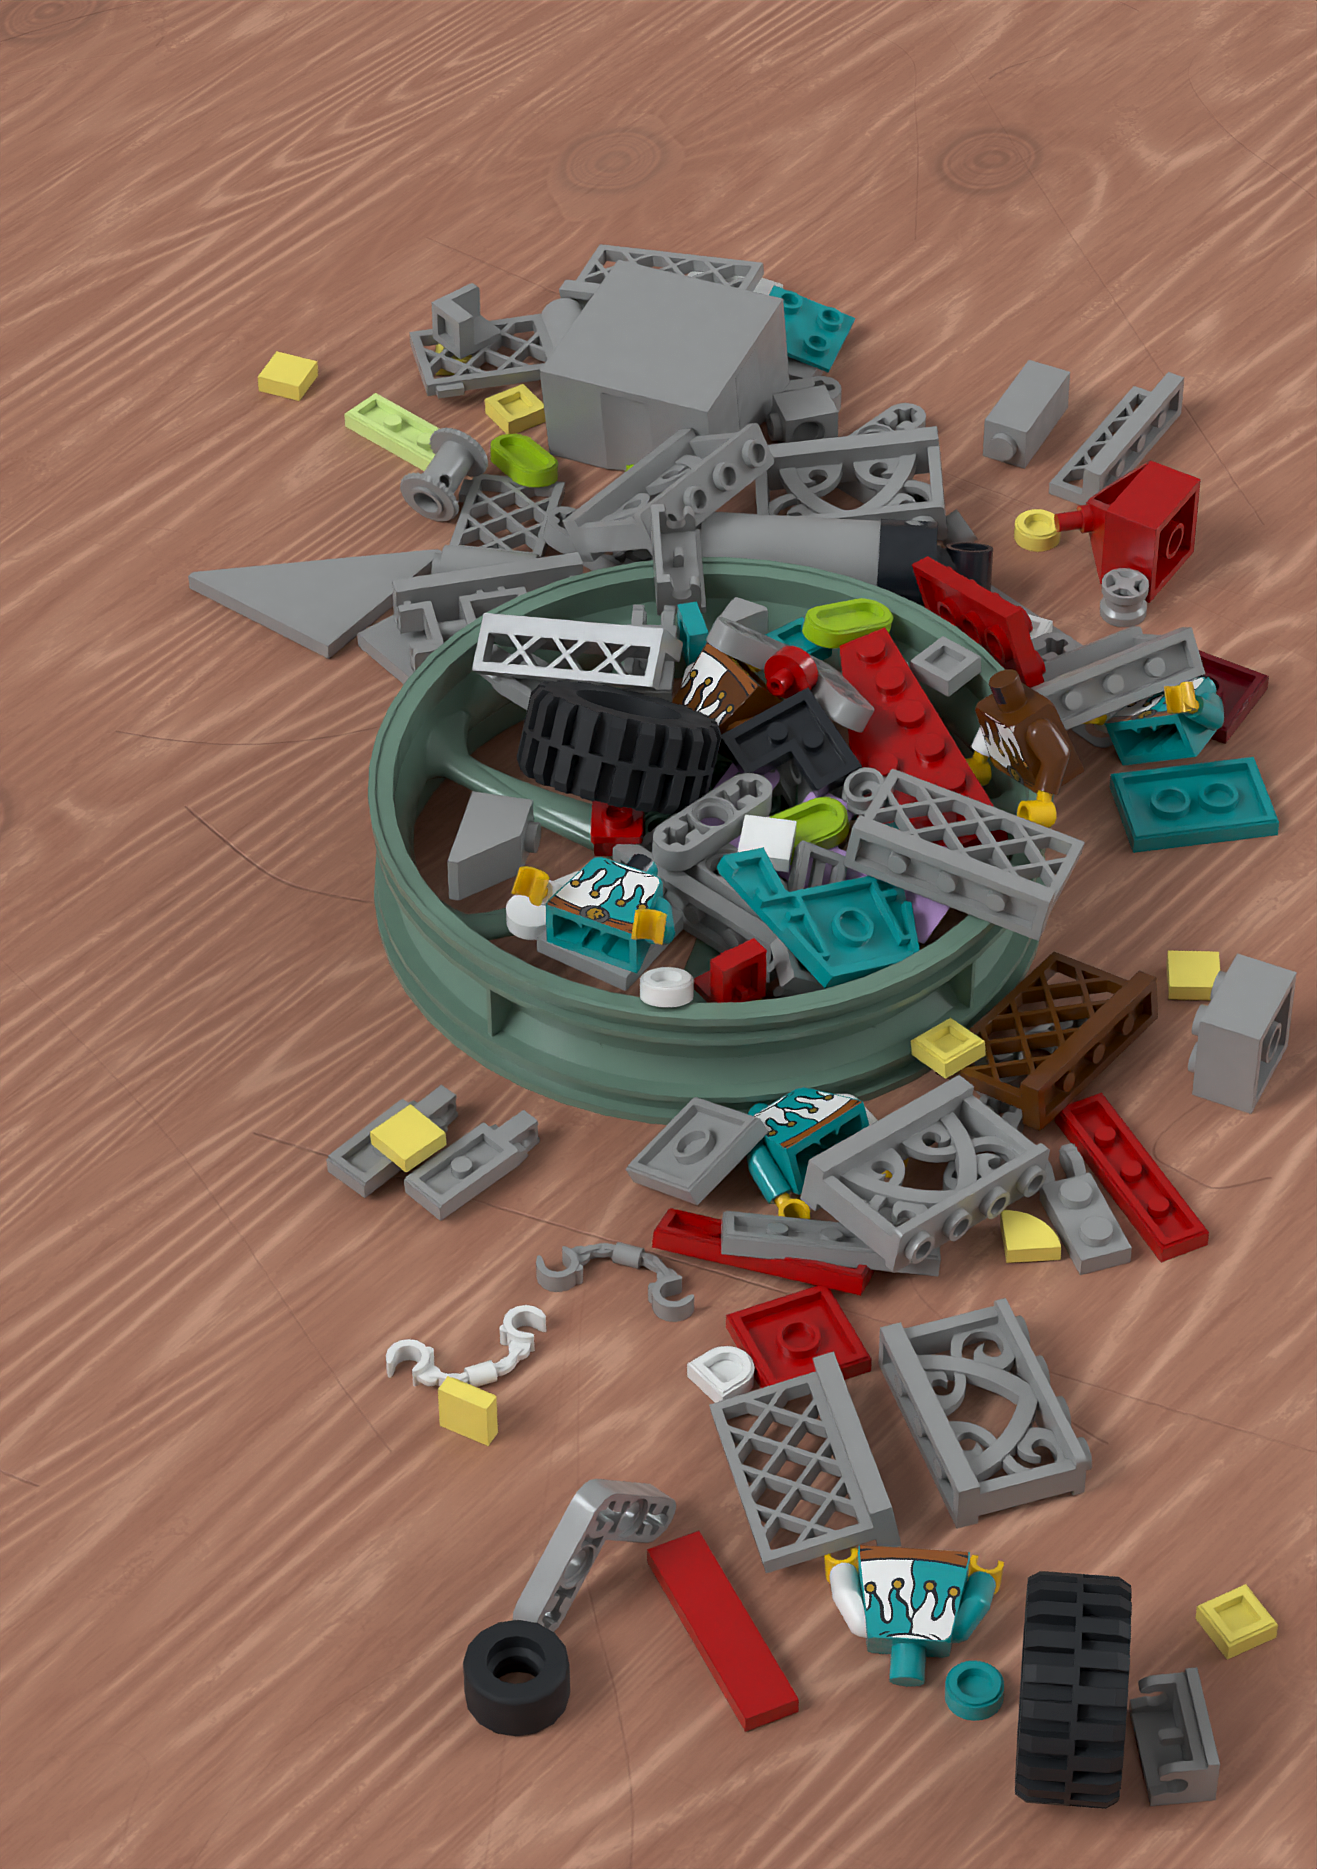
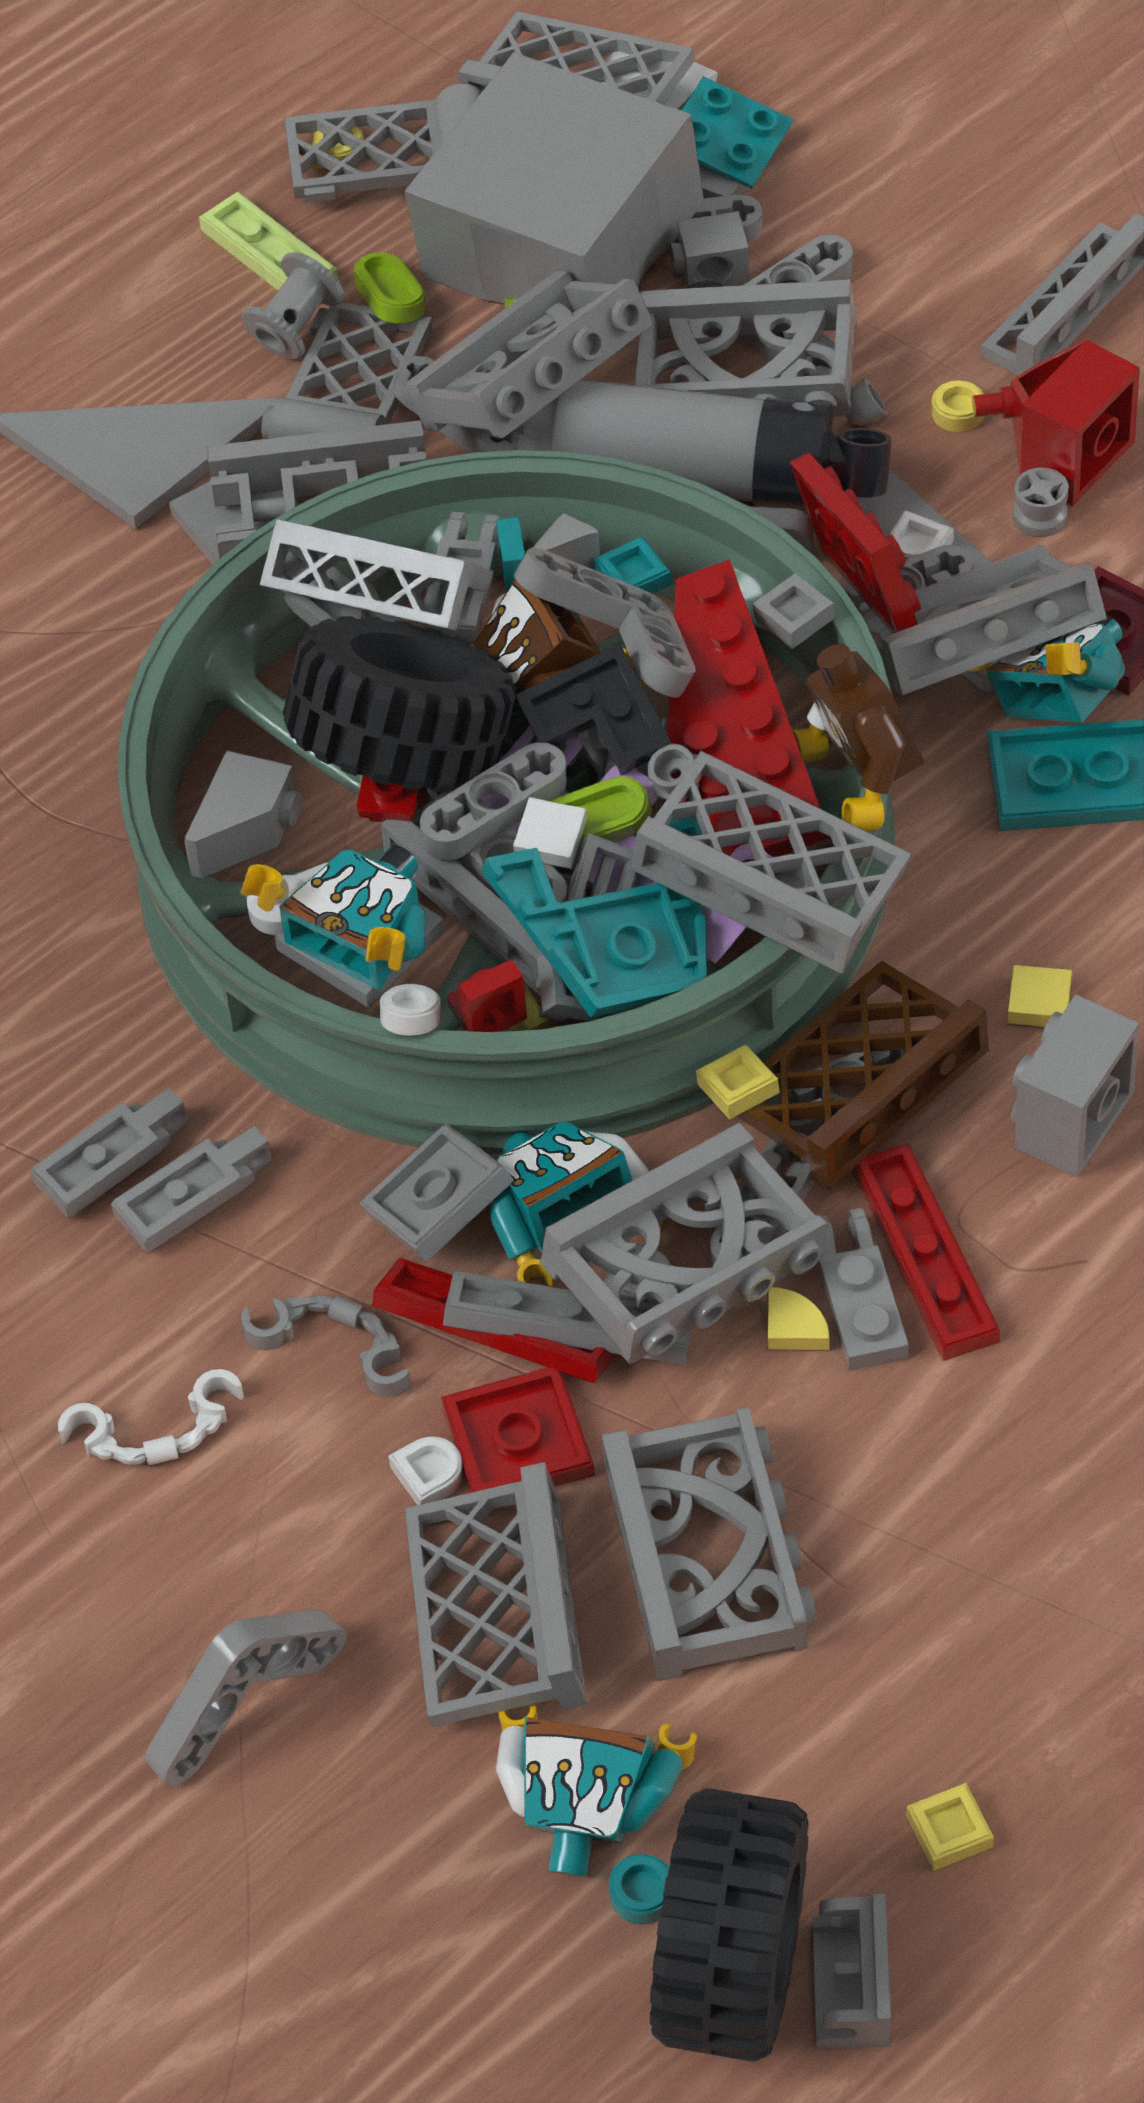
camera: 10 degrees right, 10 degrees up
(288, 376) = (145, 163): light yellow tile -> none
(408, 1138) = (119, 1155): light yellow tile -> none
(459, 323) = (340, 111): light grey panel -> none
(468, 1410) = (136, 1498): light yellow tile -> none
(515, 409) = (387, 220): light yellow tile -> none
(521, 1706) = (130, 1800): black tyre -> none
(676, 559) = (509, 459): light grey hinge -> none
(722, 1631) = (375, 1792): red tile -> none
(790, 672) = (604, 621): red tile -> none
(845, 621) = (689, 547): lime tile -> none
(1026, 414) = (967, 255): light grey brick -> none

